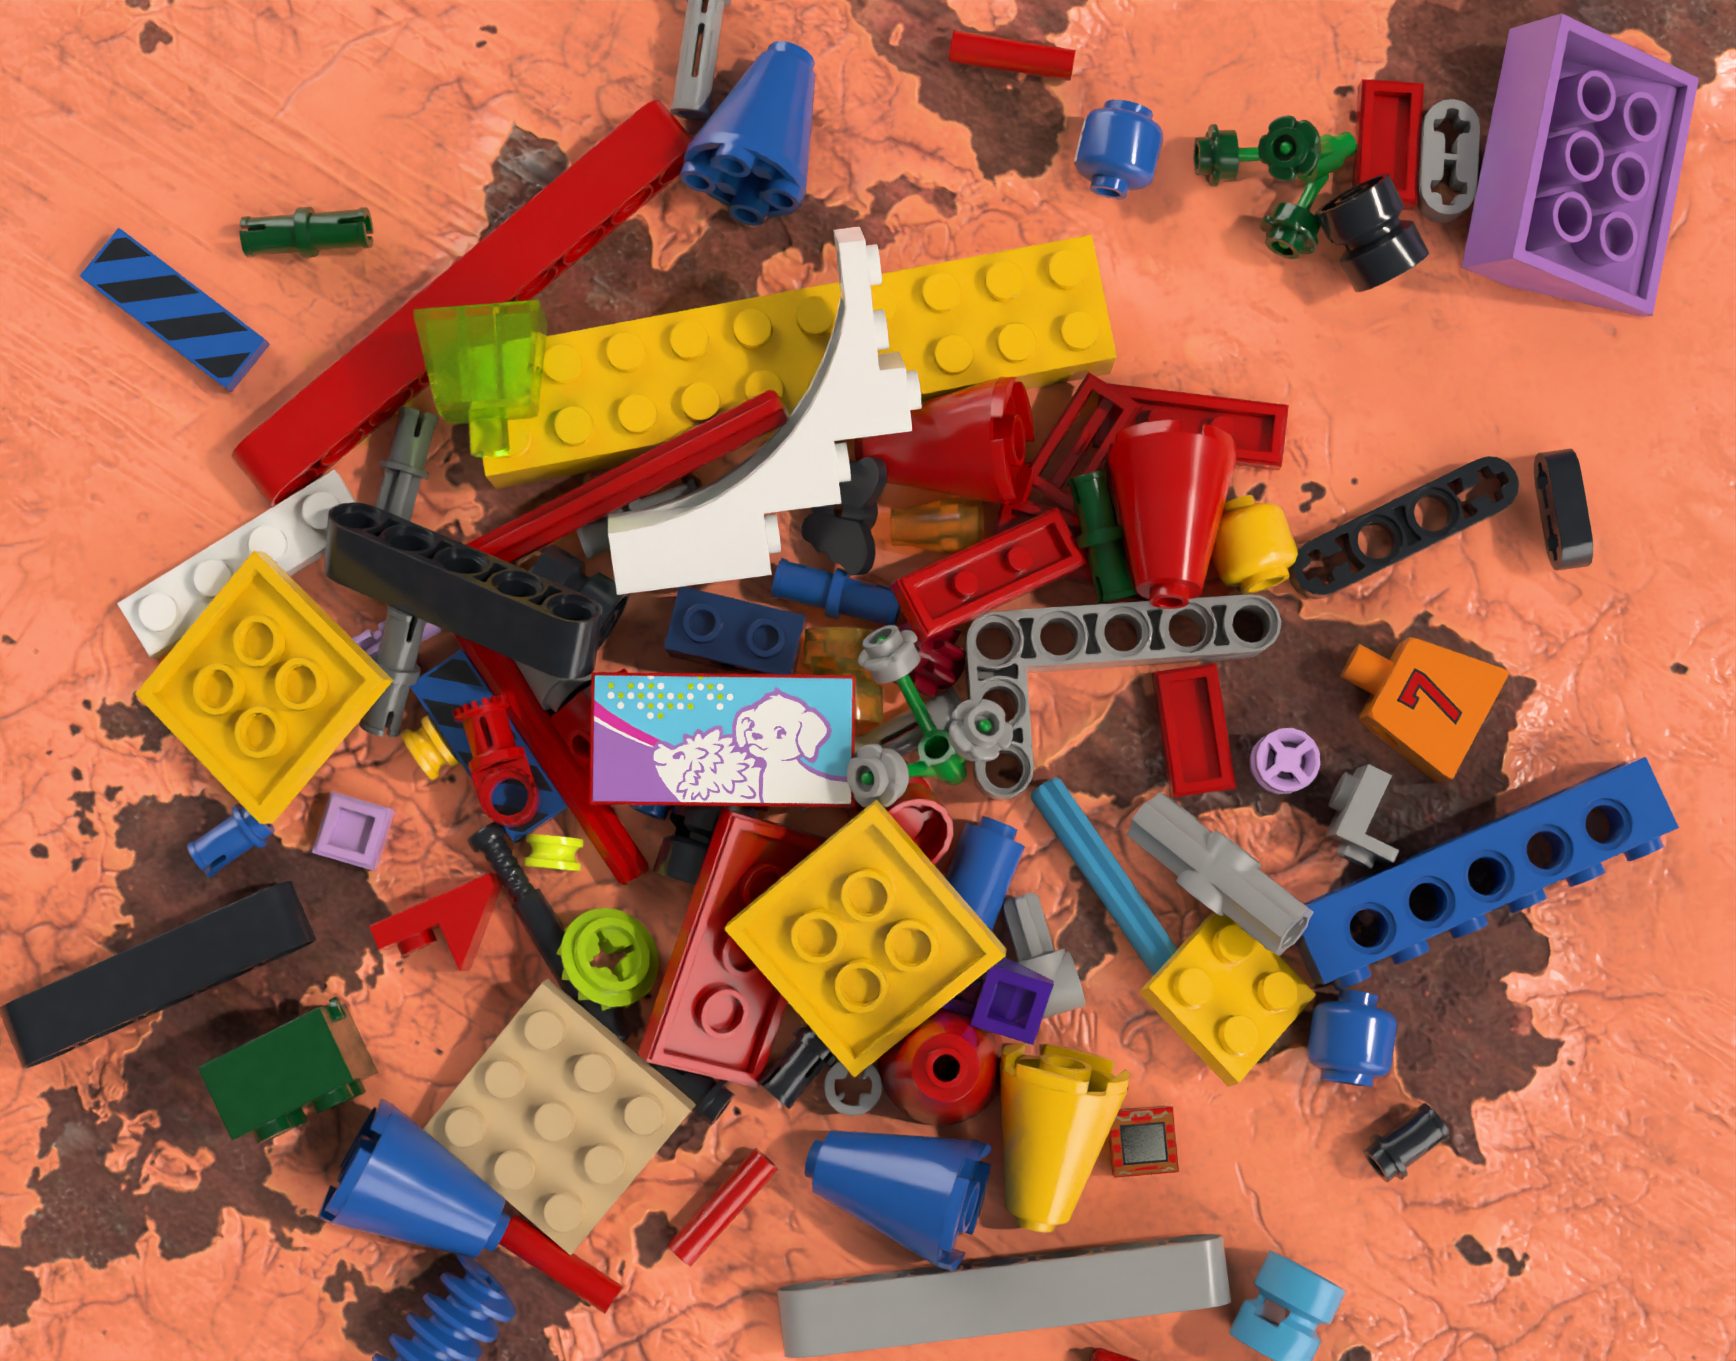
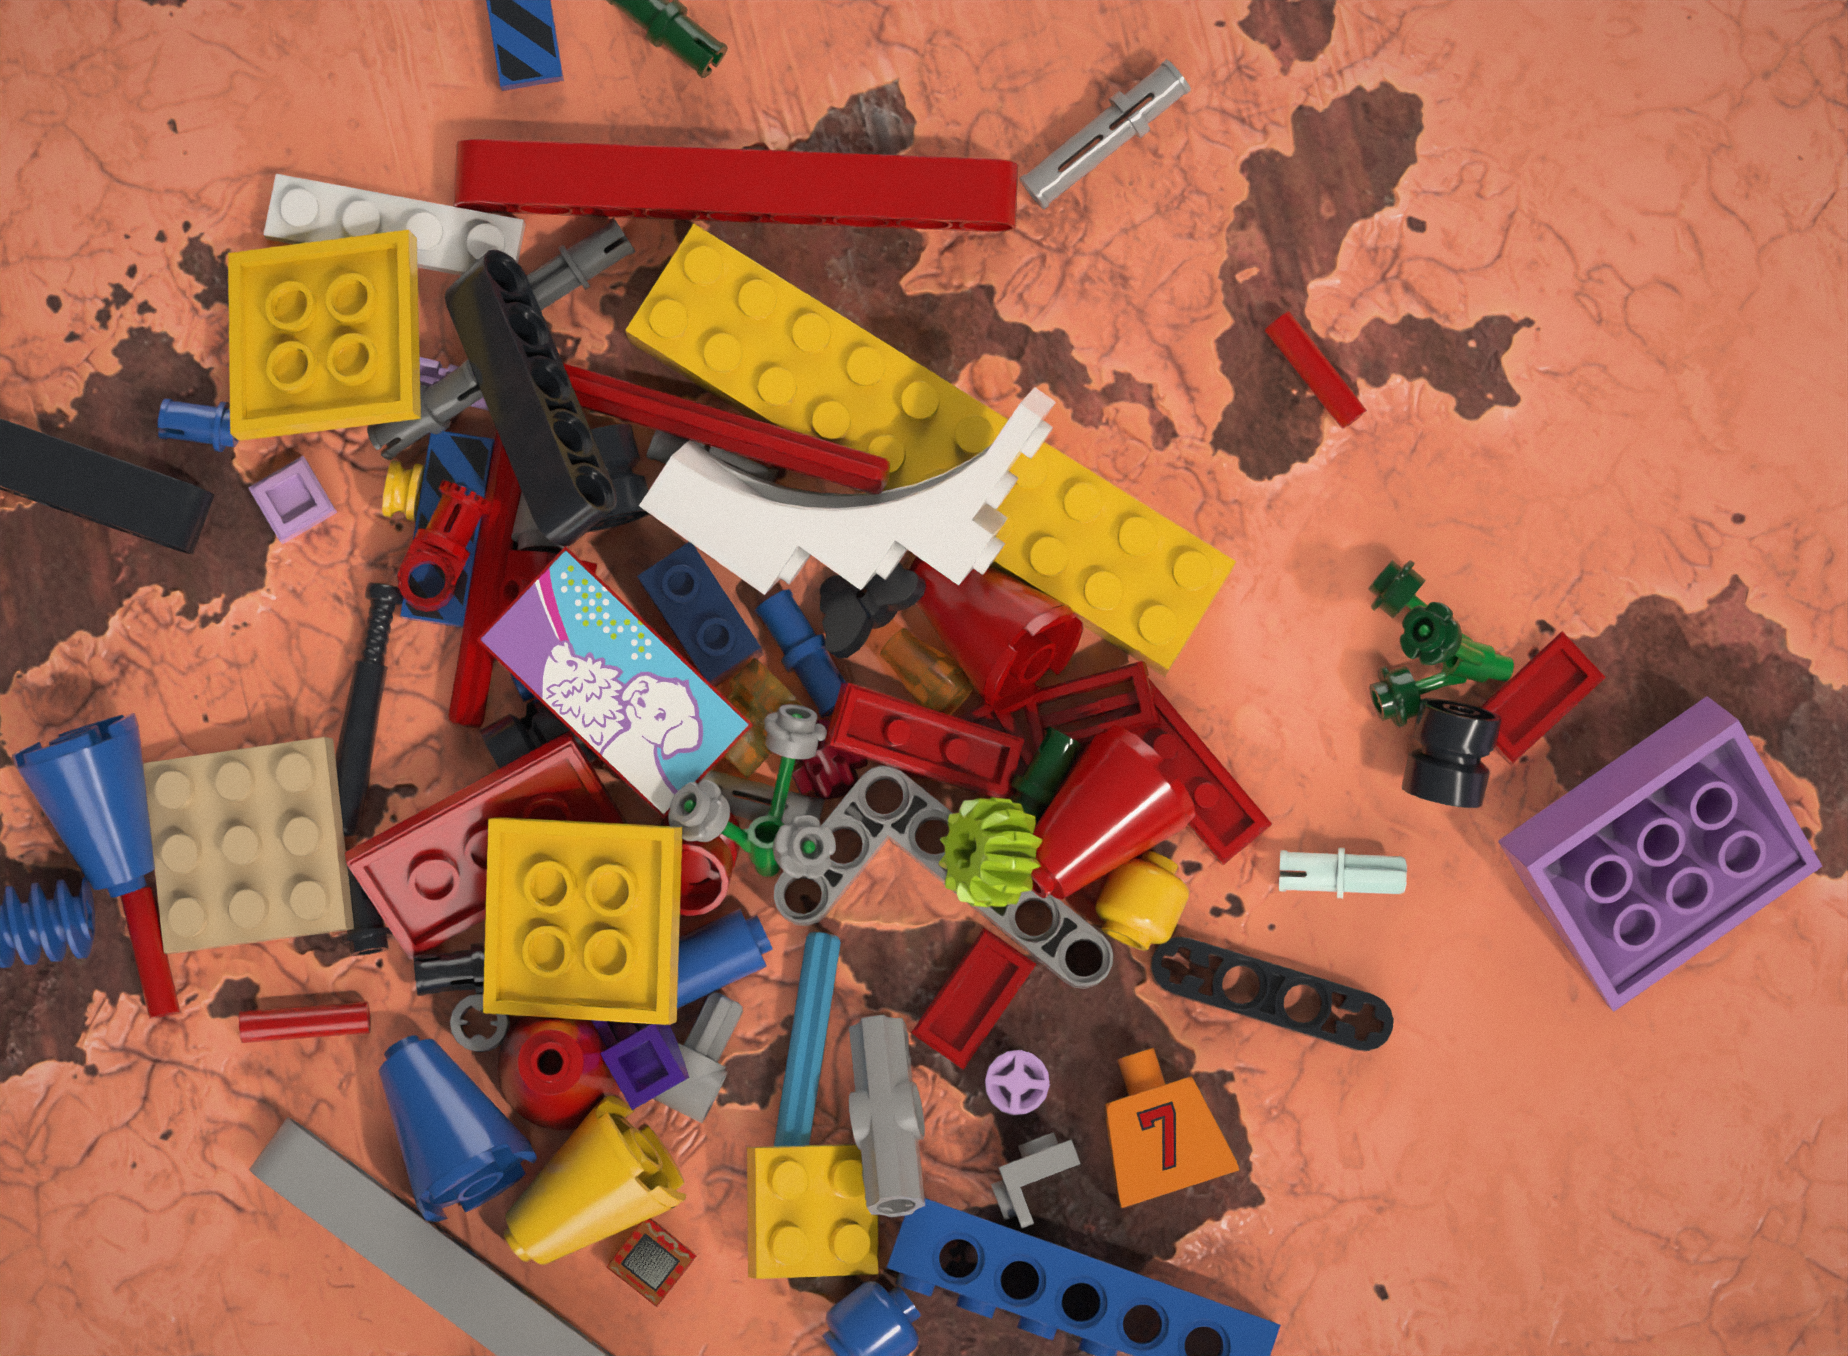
camera: 45 degrees right, 0 degrees up
(280, 1074) = (89, 632): dark green brick -> none
(460, 914) = (312, 630): red slope -> none
(484, 366) = (694, 253): clear neon green torso -> none
(553, 852) = (421, 650): neon yellow bush -> none
(615, 933) = (412, 752): lime gear -> none
(758, 139) = (1064, 260): blue cone -> none
(1118, 148) = (1324, 515): blue head -> none
(1119, 606) = (990, 852): none -> lime gear
(1371, 393) = (1342, 873): none -> light aqua axle
(1461, 161) = (1578, 763): light grey beam -> none
(1563, 509) = (1402, 1091): black beam -> none

